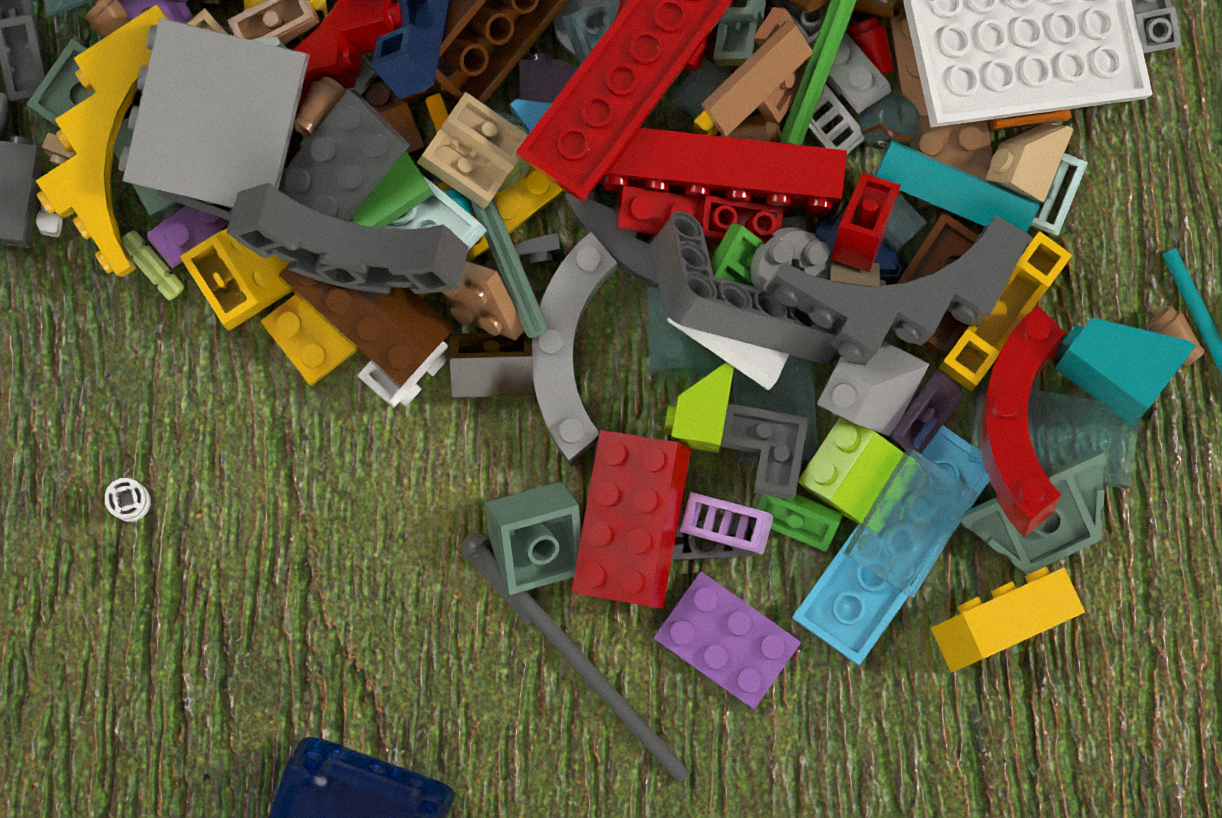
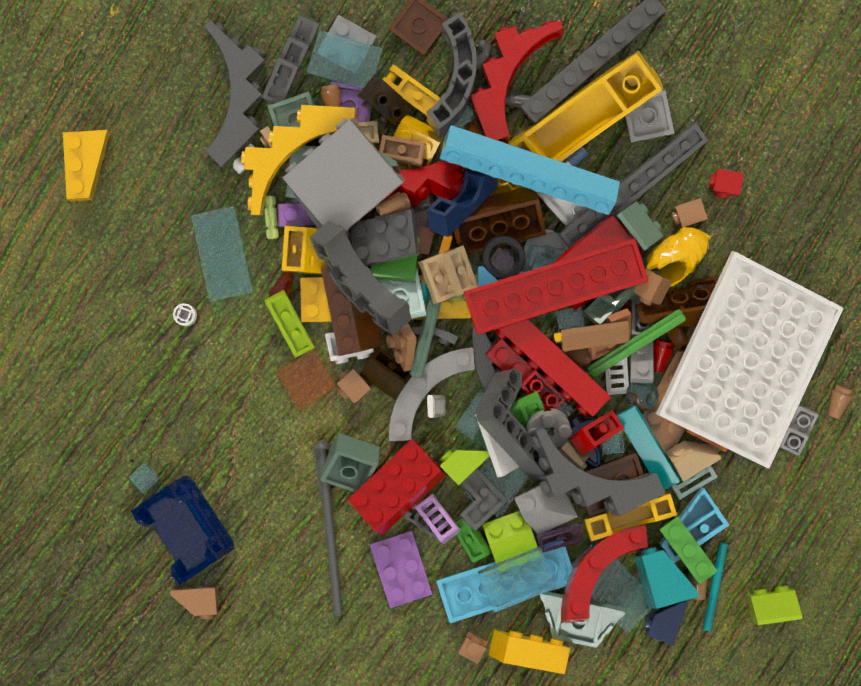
camera: 40 degrees right, 5 degrees up
(117, 370) = (222, 254): none -> clear light blue plate
(243, 789) = (144, 478): none -> clear light blue tile
(245, 360) = (283, 283): none -> clear red cone
(293, 398) = (289, 323): none -> lime tile
(379, 464) = (306, 379): none -> clear orange tile
(454, 421) = (352, 385): none -> medium nougat brick
(539, 35) = (520, 257): none -> black tyre
(598, 360) = (436, 406): none -> white slope
(920, 675) = (472, 647): none -> medium nougat brick
(1108, 254) = (701, 520): none -> medium azure wedge
(1128, 292) = (688, 550): none -> bright green plate
(1174, 427) = (665, 622): none -> dark blue slope

